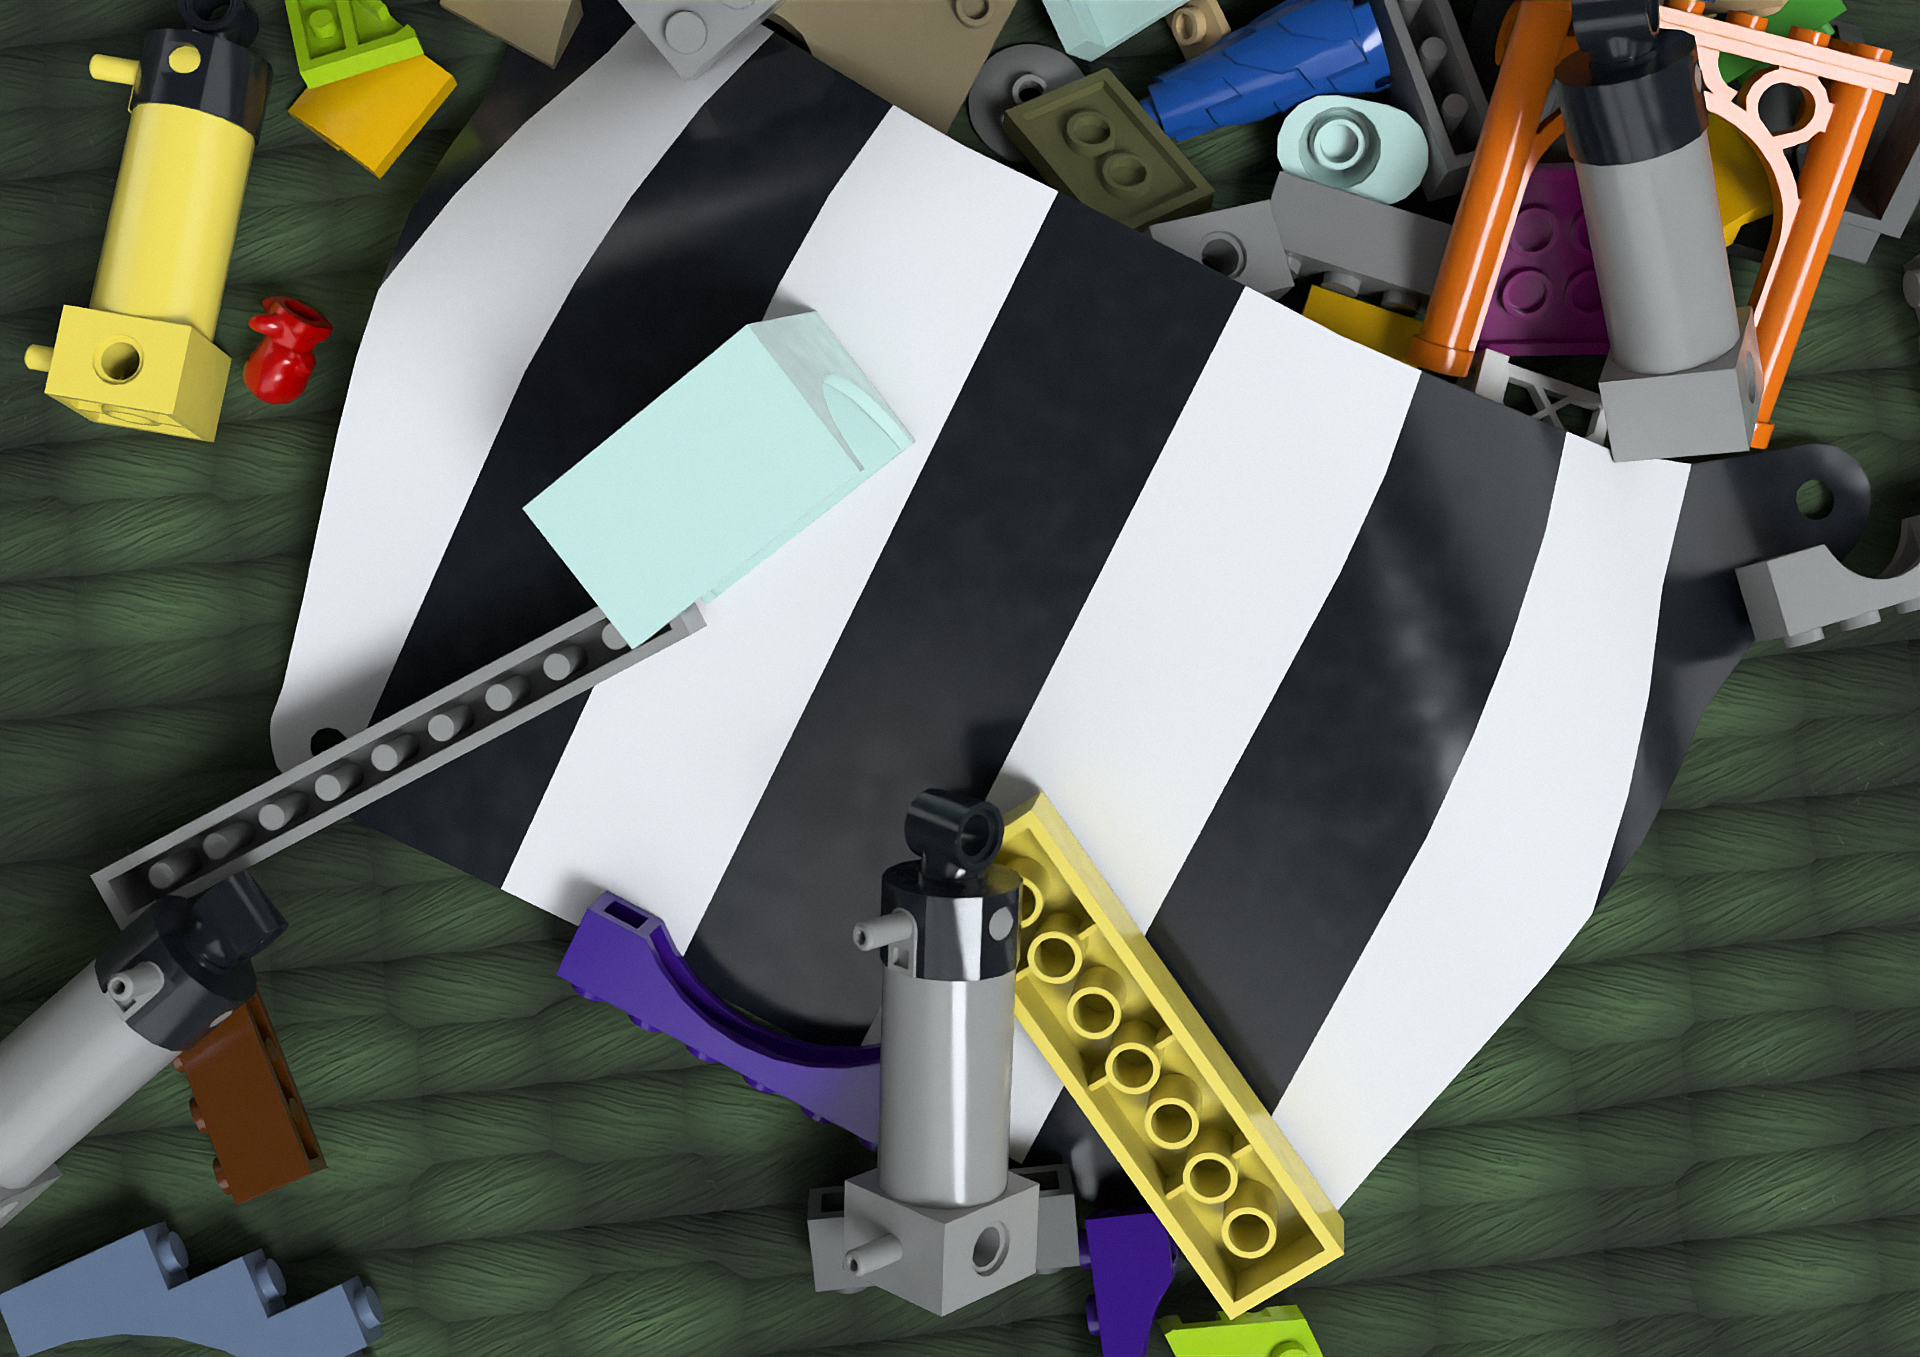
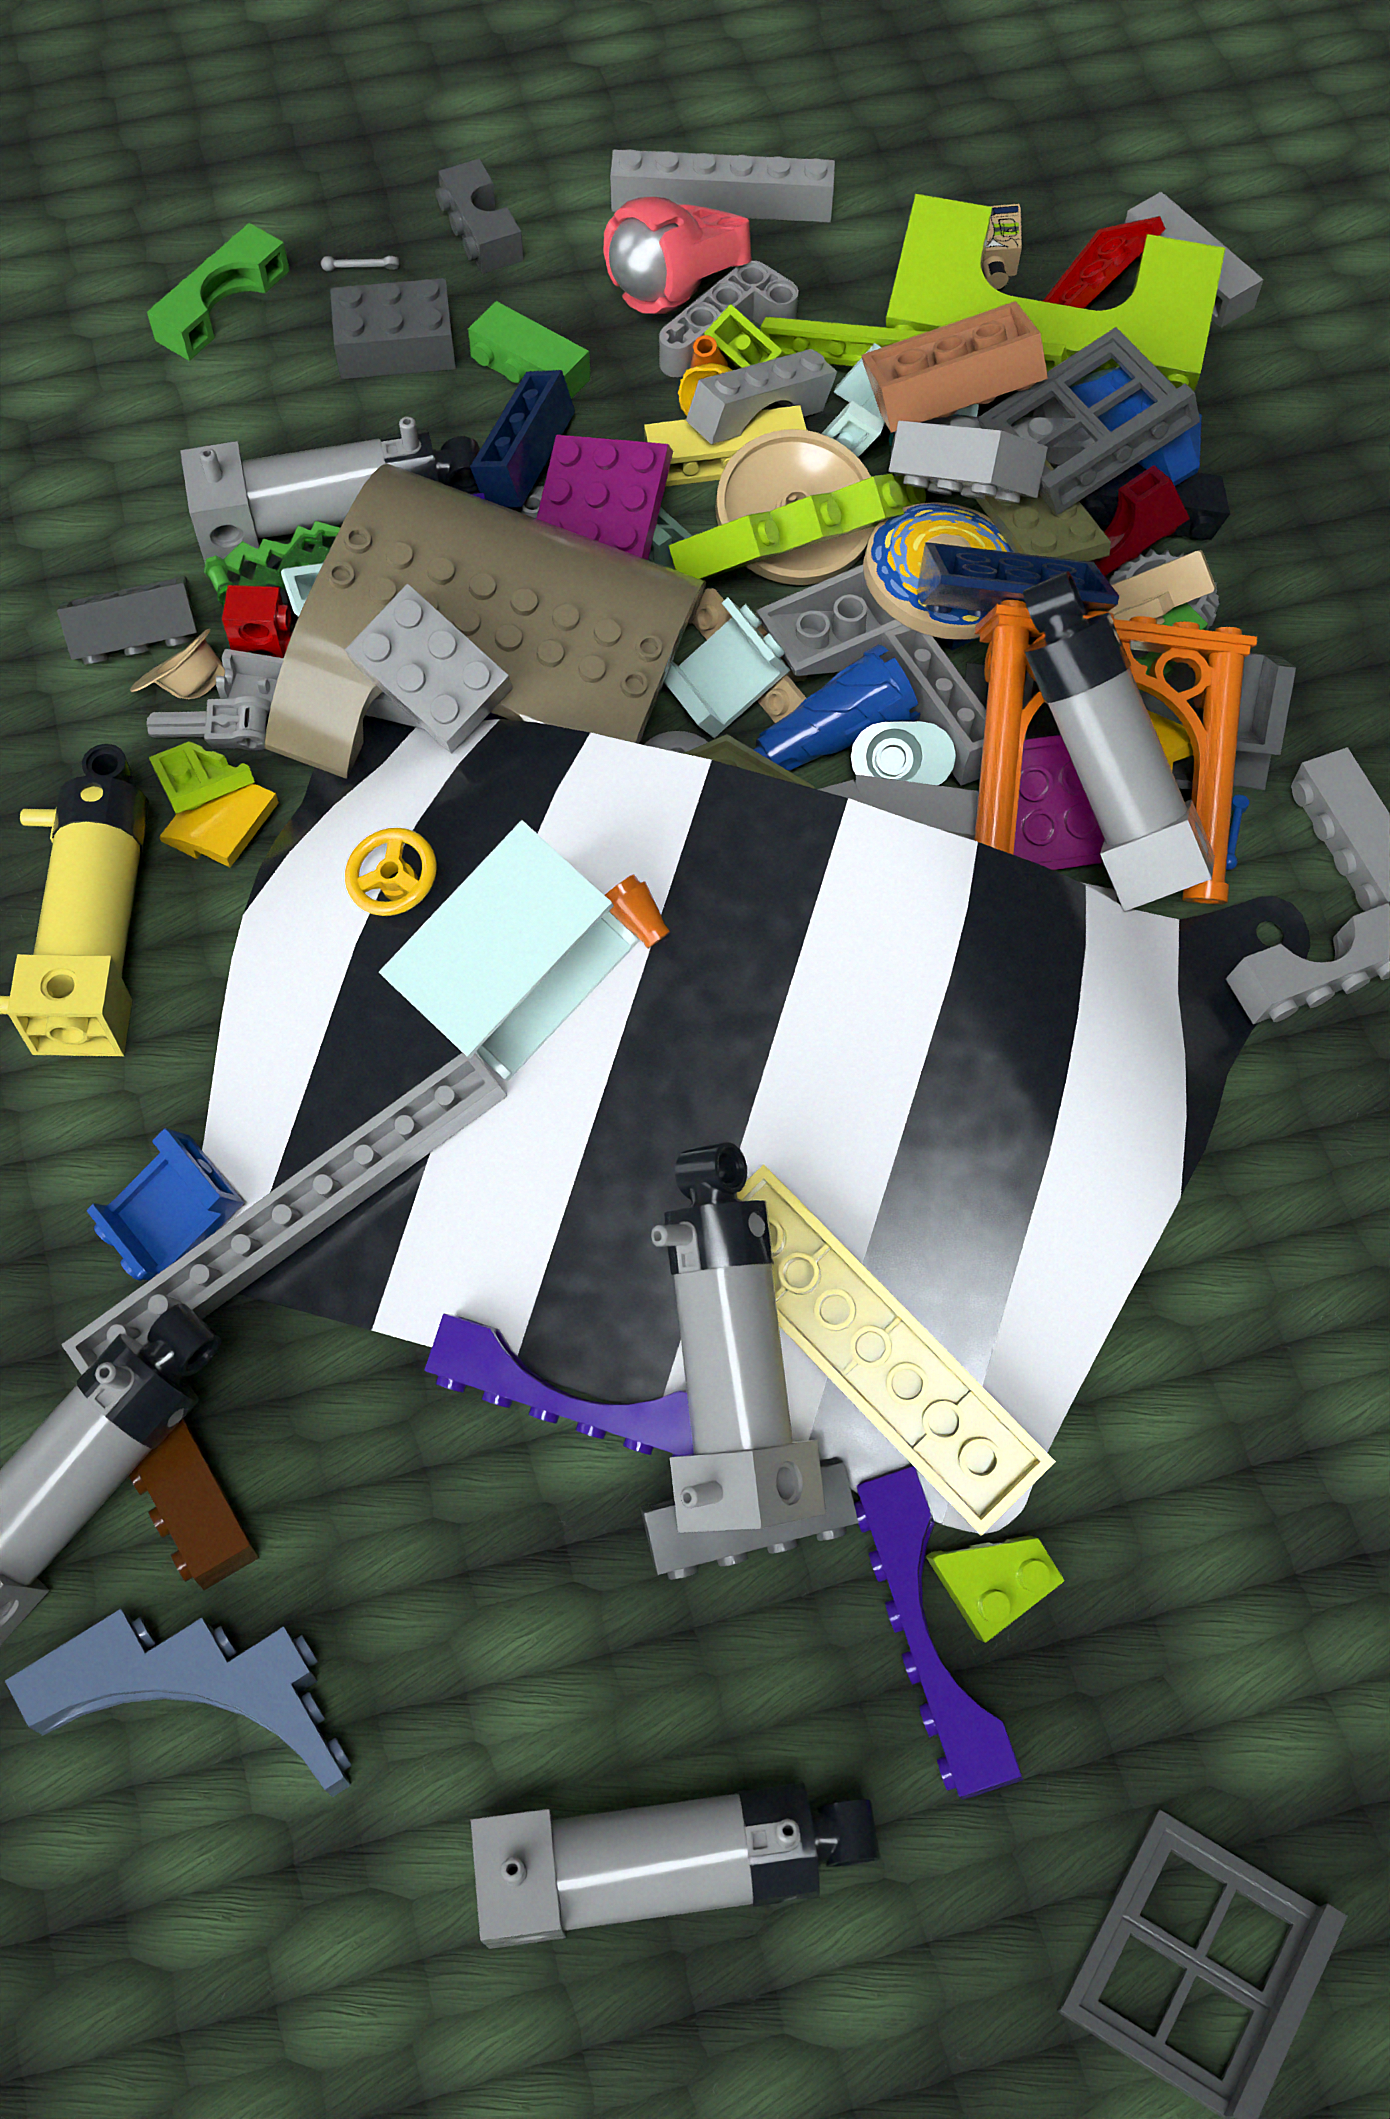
camera: 10 degrees left, 20 degrees down
(244, 691) = (166, 1207): none -> blue panel
(285, 356) = (173, 986): red animal -> none
(604, 289) = (404, 887): none -> yellow piece
(915, 403) = (637, 910): none -> orange cone
(1826, 285) = (1239, 806): none -> blue hinge

